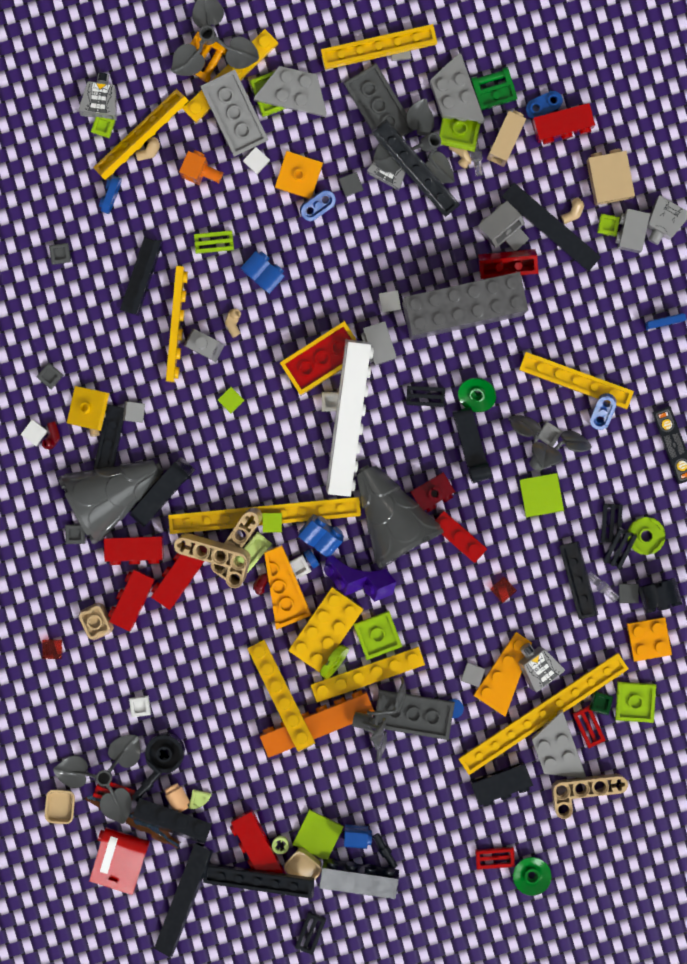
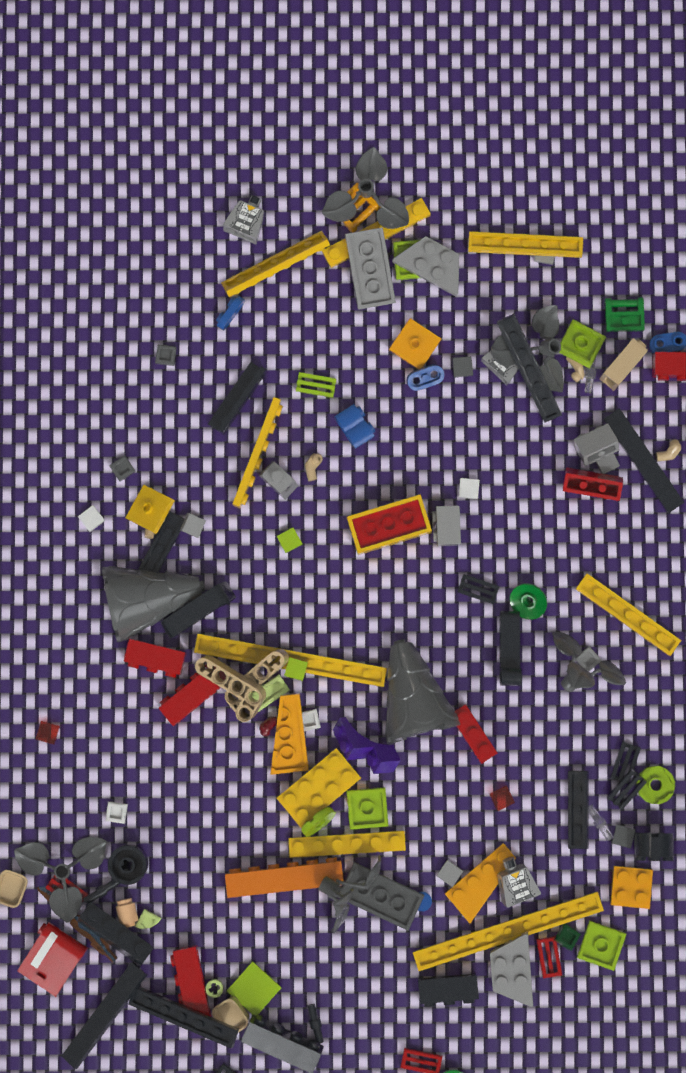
camera: 15 degrees right, 5 degrees down
(53, 437) = (108, 528): dark red arm -> none
(75, 534) = (102, 627): dark grey tile -> none
(95, 621) = (97, 717): tan piece -> none
(103, 127) = (241, 247): lime tile -> none
(131, 599) = (138, 705): red brick -> none
(150, 151) = (280, 282): tan arm -> none
(196, 167) = (320, 309): orange brick -> none
(256, 160) = (378, 319): white tile -> none
(281, 696) = (257, 841): yellow plate -> none
(311, 558) = (324, 715): blue tile -> none
(321, 535) = (340, 695): blue brick -> none
(329, 401) = (385, 568): white tile -> none
(348, 417) = (398, 588): white brick -> none
(357, 836) = (292, 1000): blue brick -> none
(377, 100) = (509, 294): dark grey tile -> none
(432, 492) = (460, 683): dark red brick -> none
(455, 92) = (587, 308): light grey wing -> none
(465, 306) = (540, 512): flat silver brick -> none
(541, 495) = (564, 716): lime tile -> none
(589, 790) = (532, 1020): tan beam -> none
(603, 410) = (646, 650): plate -> none

